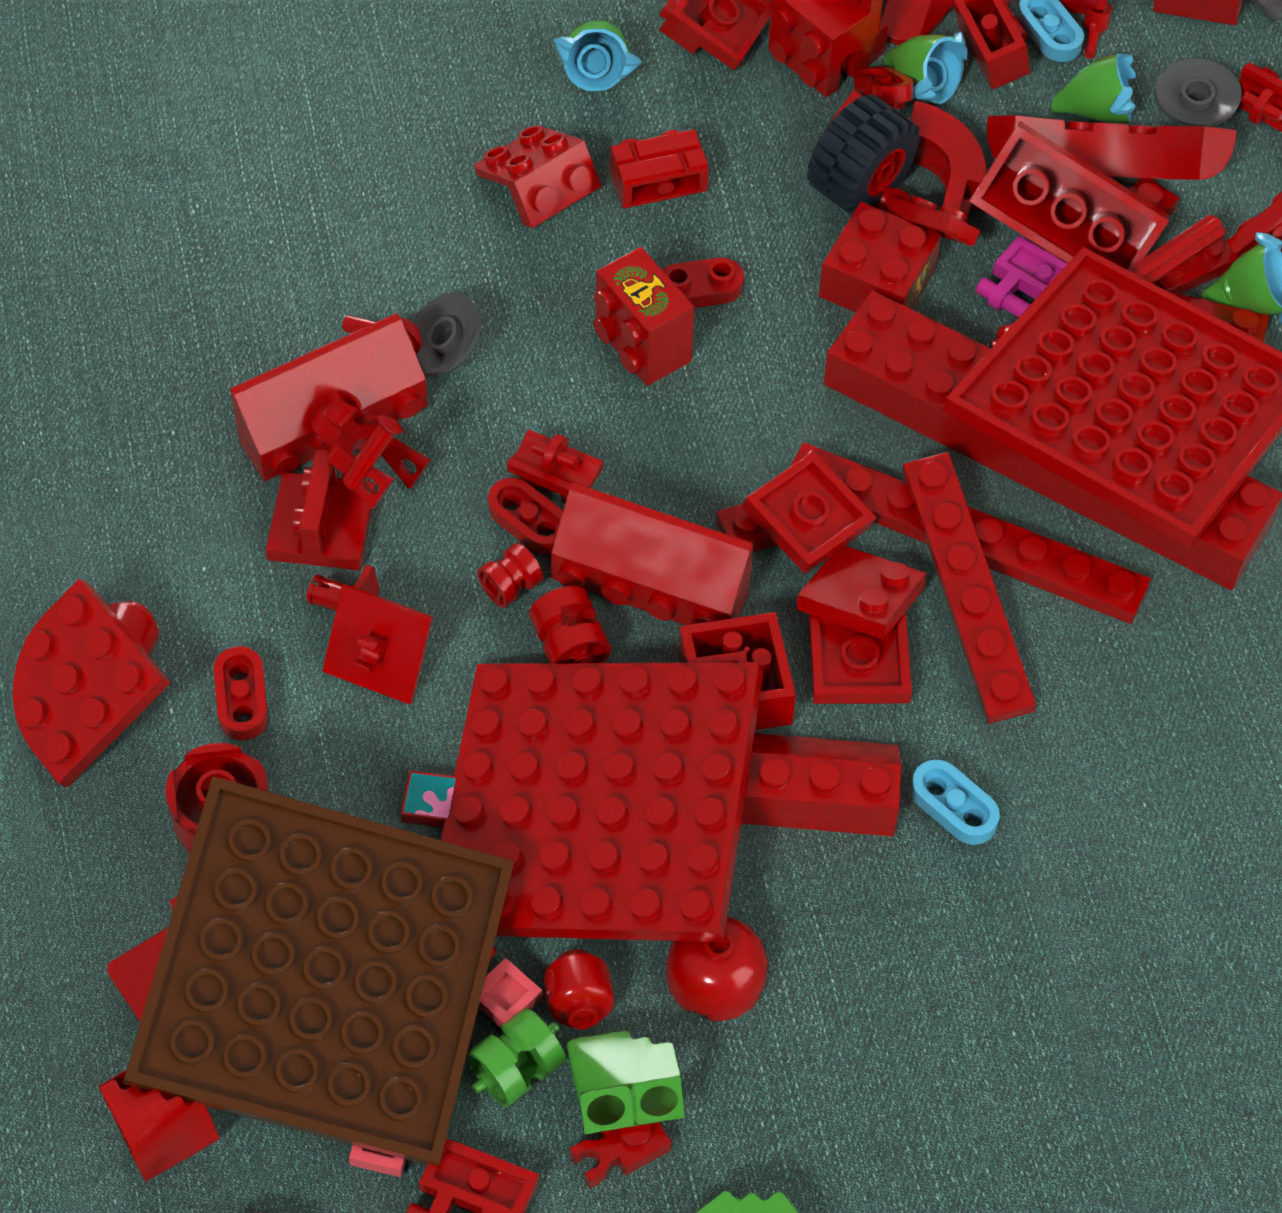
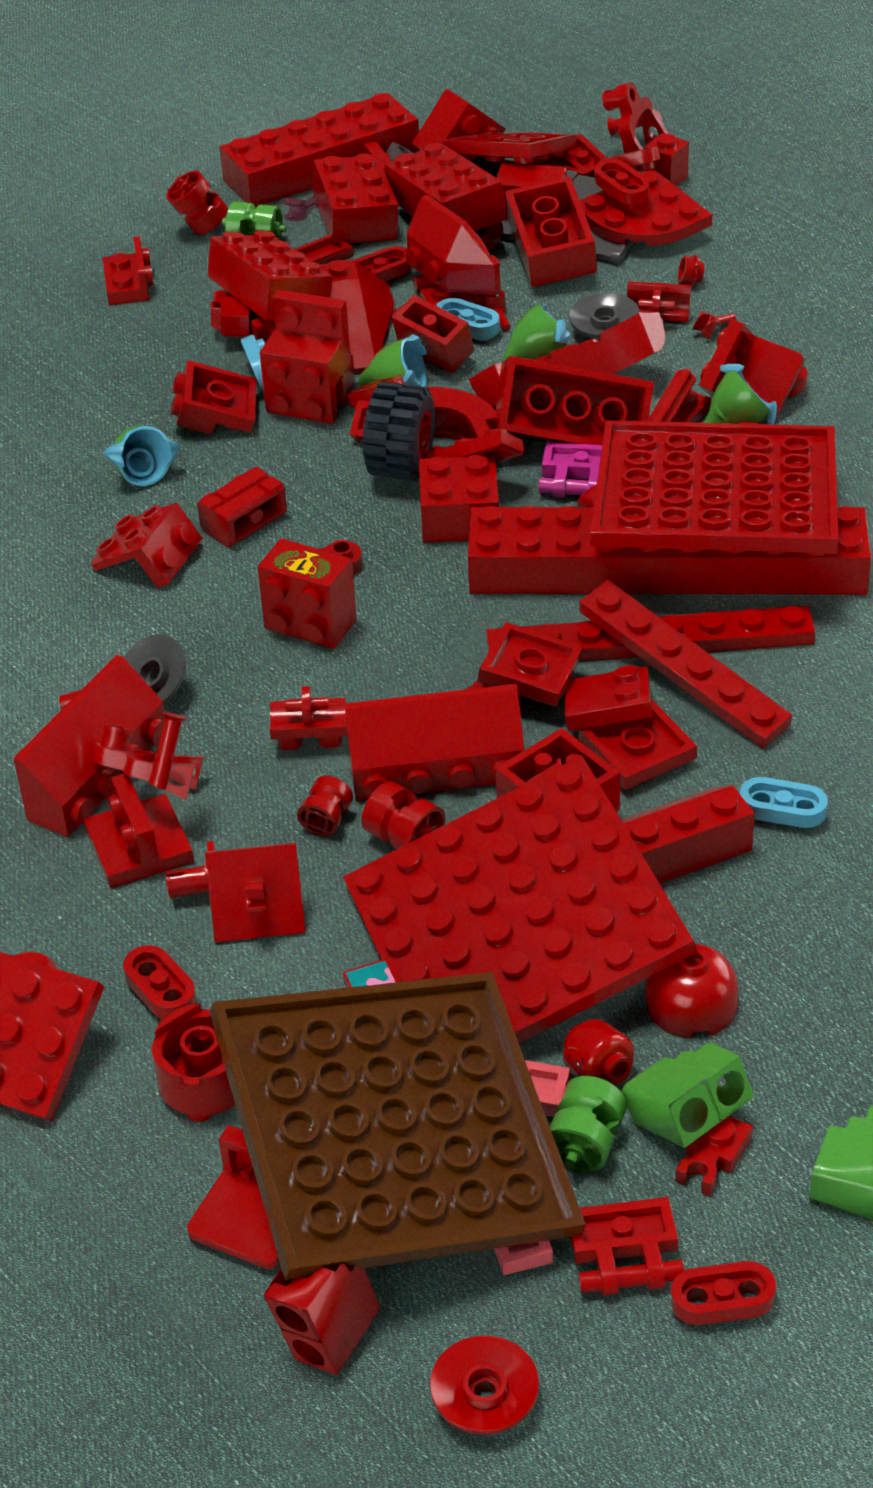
camera: 25 degrees left, 15 degrees down
(533, 516) = (306, 761): red plate -> none

